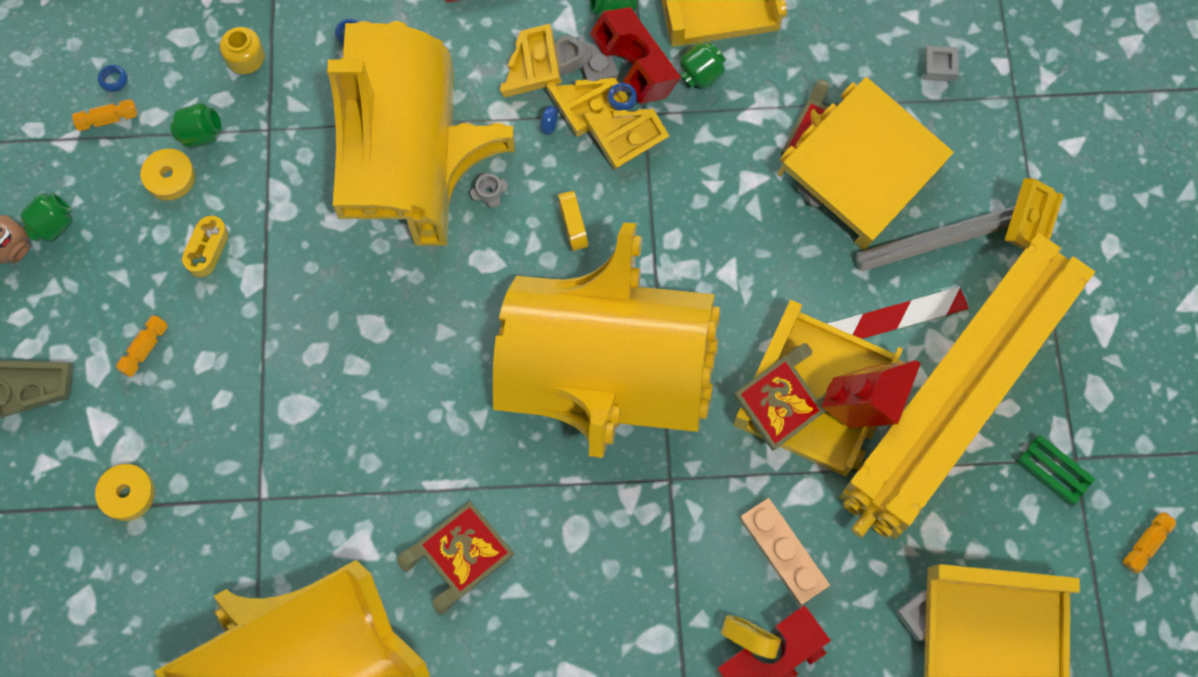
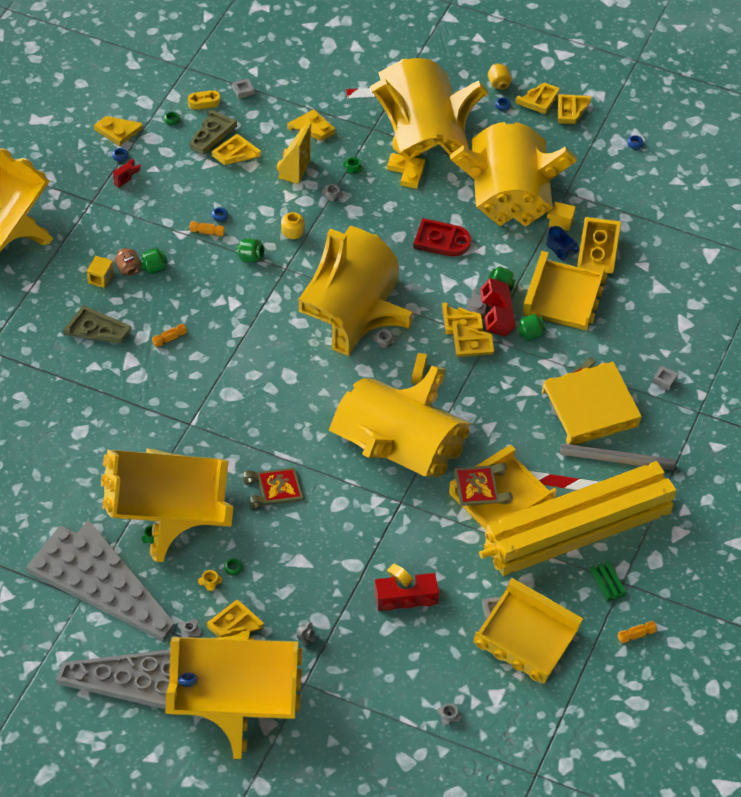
camera: 25 degrees right, 20 degrees down
(114, 481) = (127, 386): yellow piece -> none
(171, 187) = (224, 274): yellow piece -> none
(202, 245) = (224, 305): yellow beam -> none
(532, 62) = (442, 290): yellow wing -> none
(549, 120) = (434, 320): blue piece -> none
(571, 54) = (464, 295): light grey tile -> none
(618, 88) = (478, 318): blue piece -> none
(784, 552) = (441, 554): light nougat plate -> none
(871, 394) = (522, 494): red slope -> none
(1033, 213) = (670, 458): yellow plate -> none

